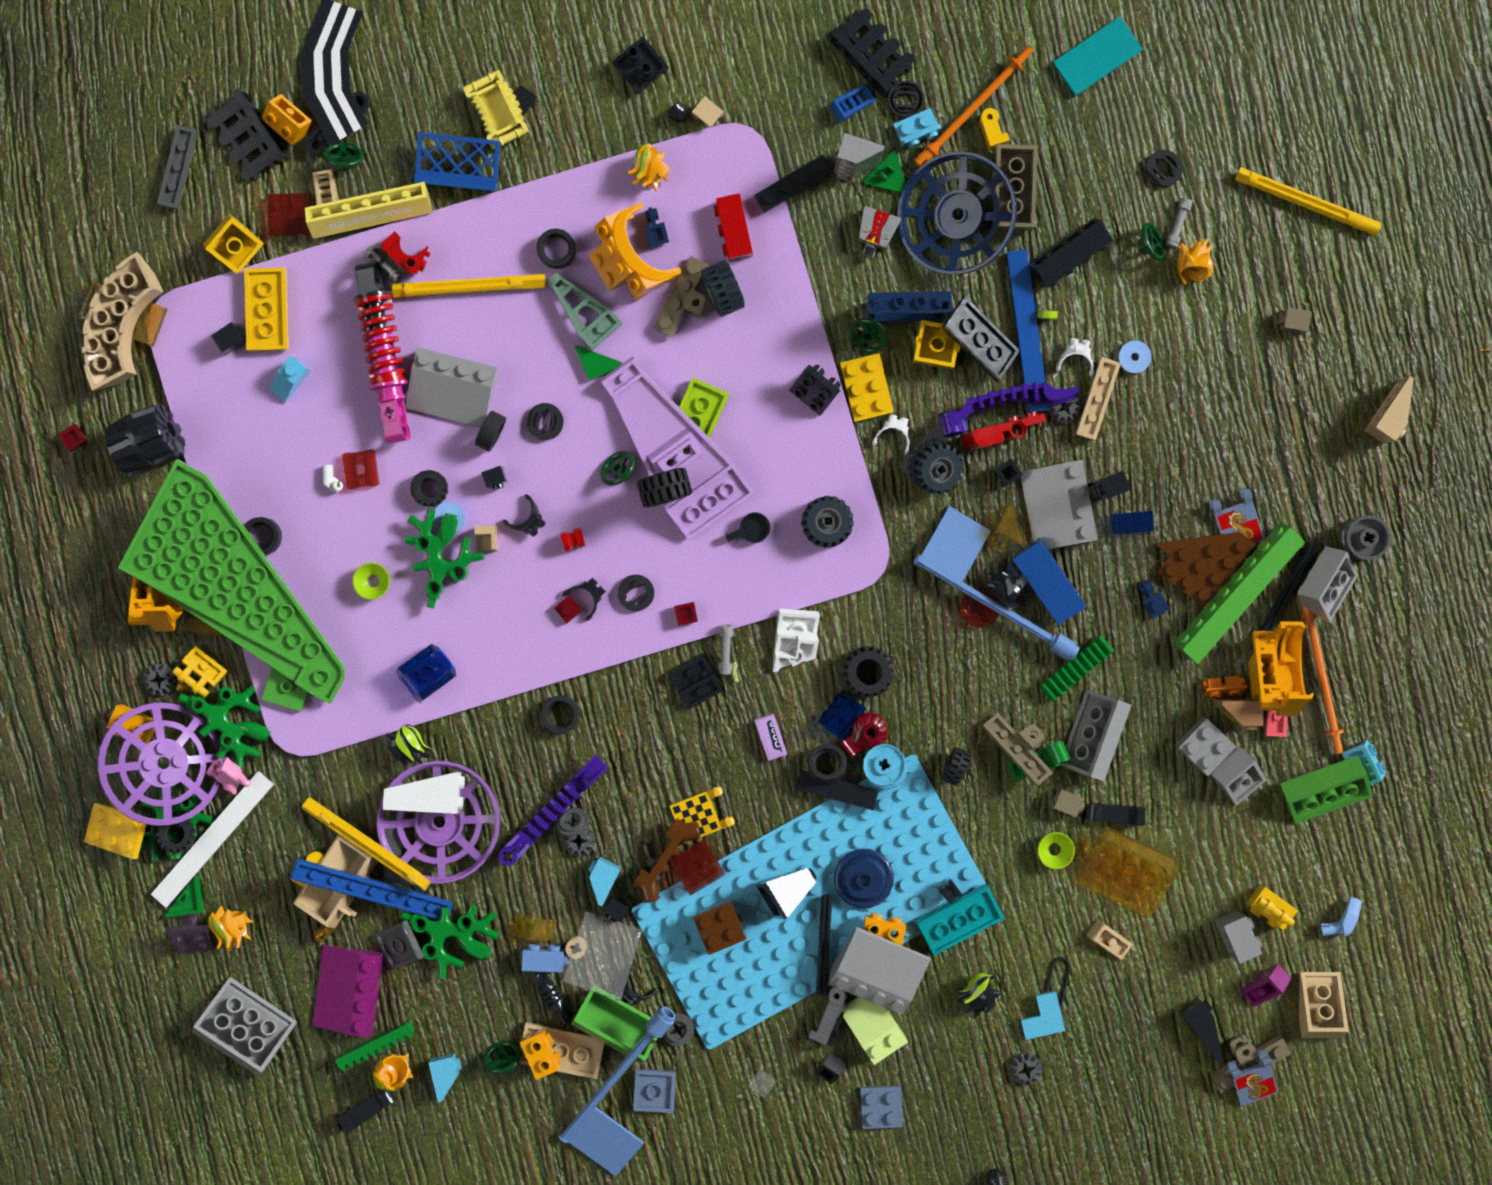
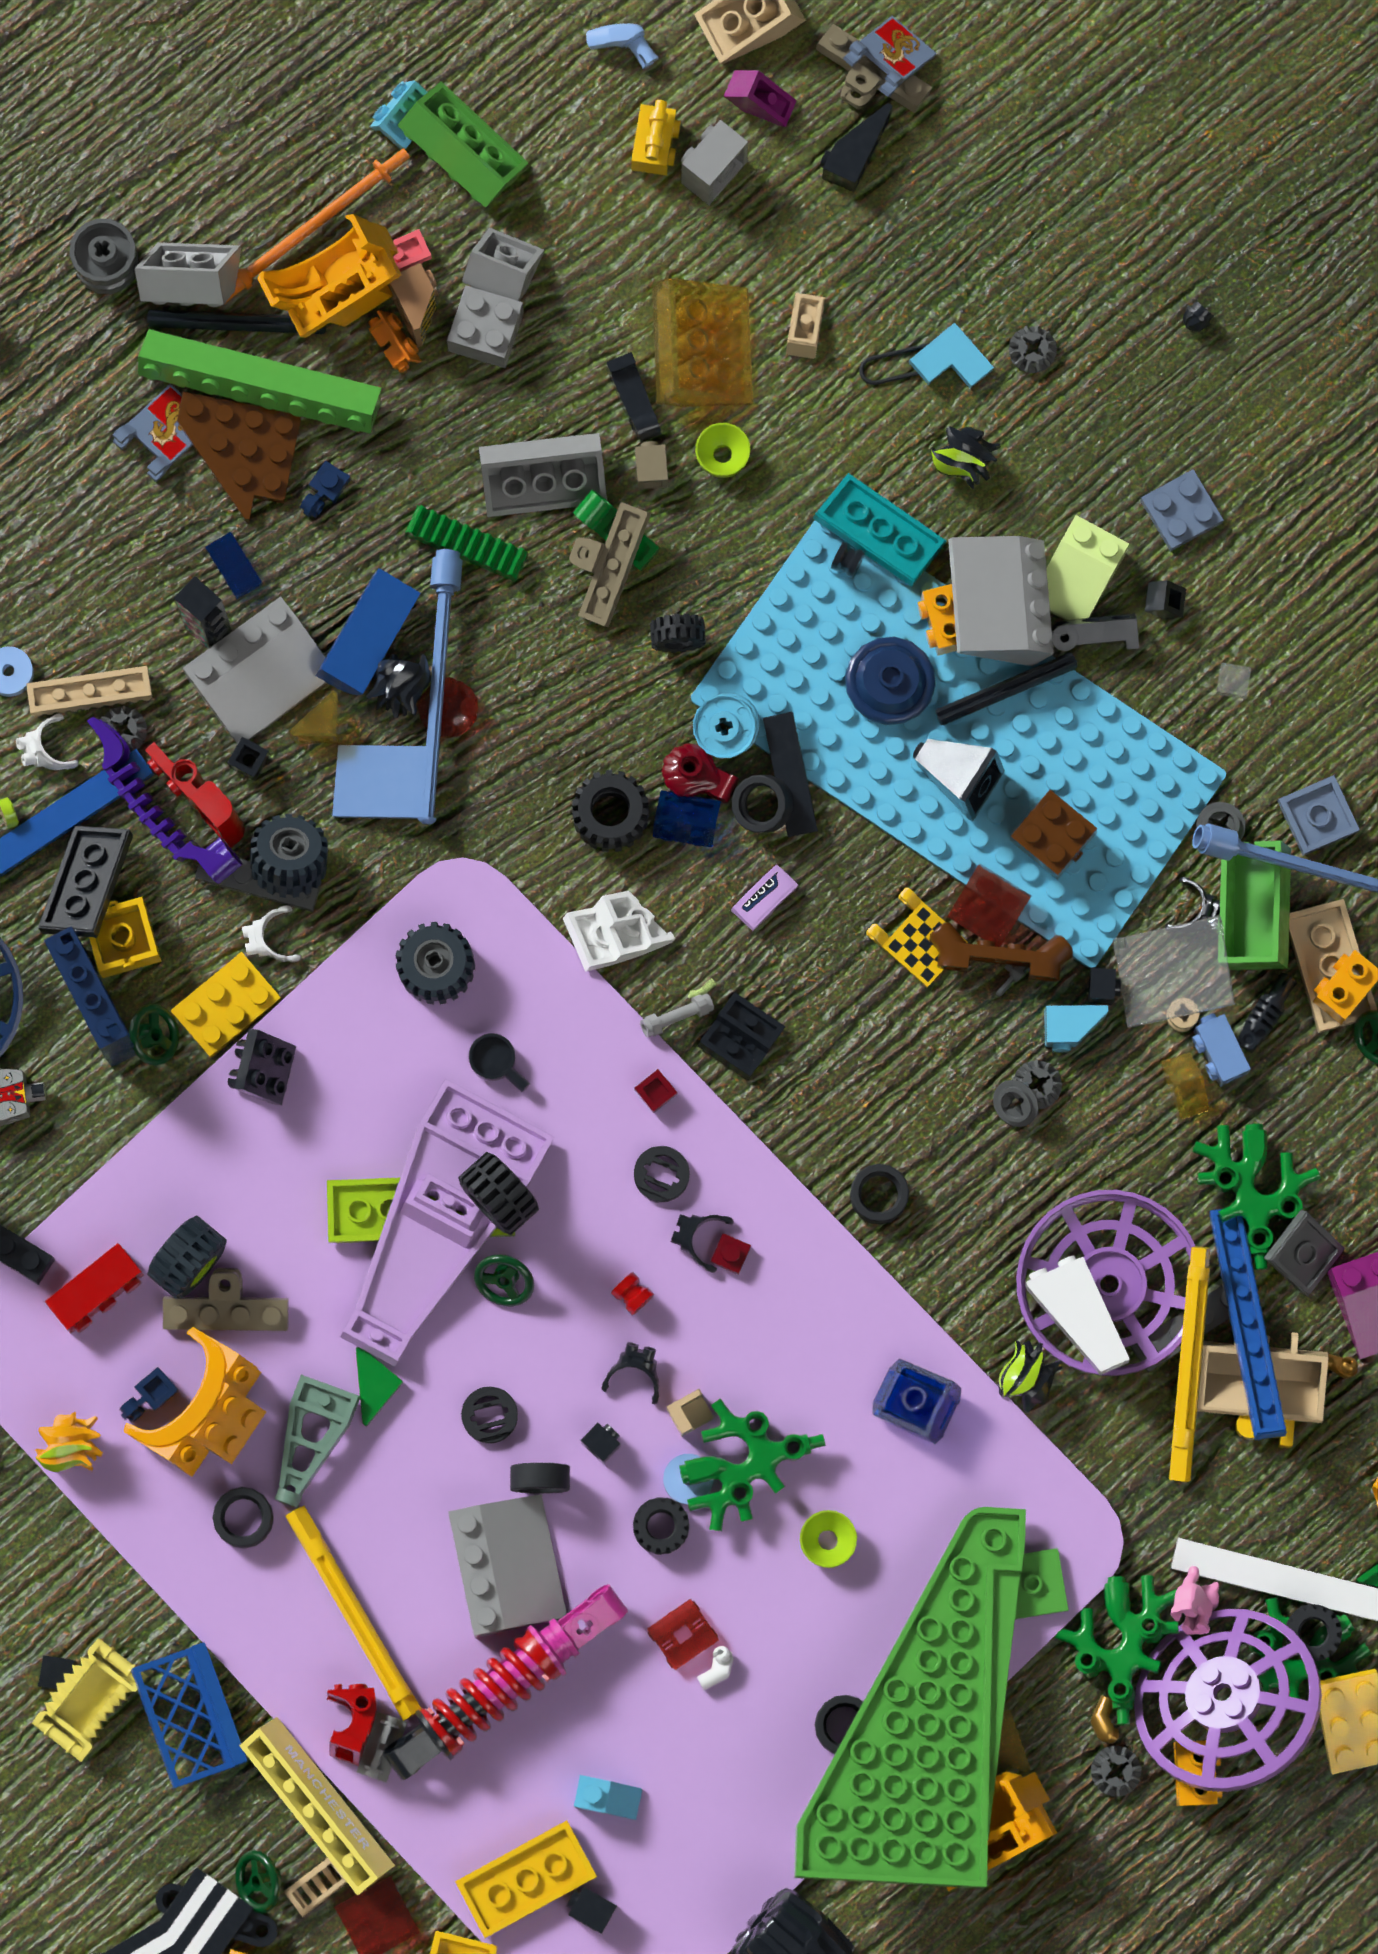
camera: 120 degrees left, 10 degrees down
(204, 667) = (1066, 1716): yellow plate -> none
(565, 797) = (1003, 1136): dark purple piece -> none

